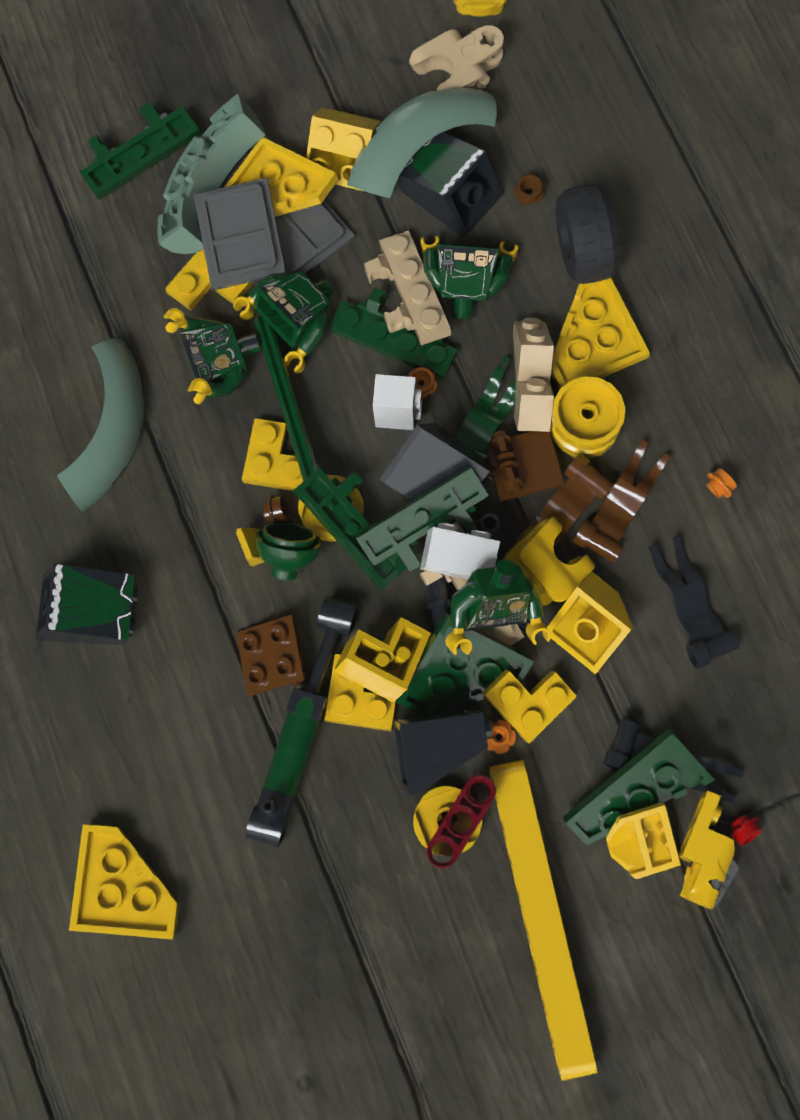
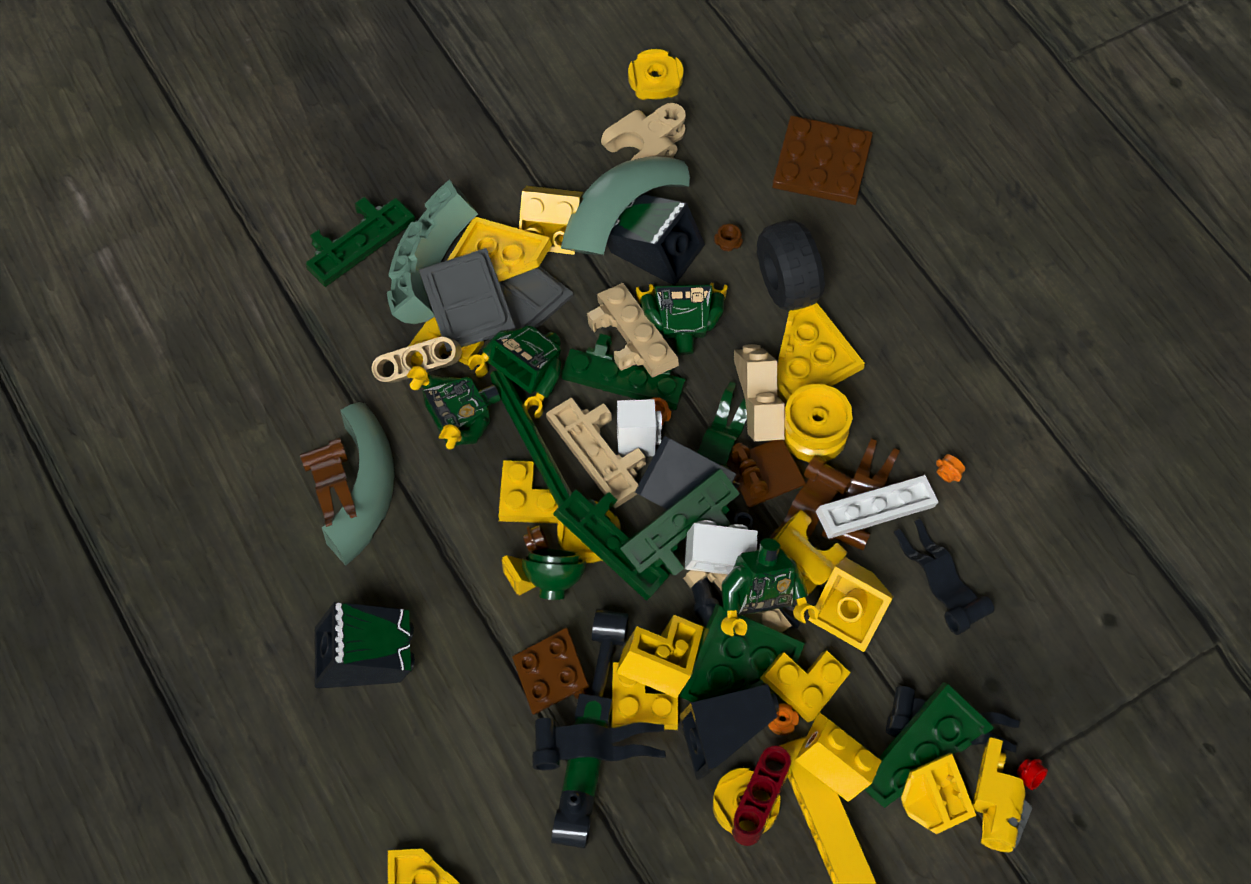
camera: 15 degrees left, 15 degrees down
(74, 417) = (328, 473): none -> reddish brown flag
(164, 299) = (402, 359): none -> tan beam
(295, 742) = (588, 741): none -> black flag
(338, 397) = (582, 435): none -> tan hinge
(547, 792) = (837, 759): none -> yellow slope
(634, 519) = (876, 506): none -> white plate
(645, 108) = (822, 160): none -> reddish brown plate

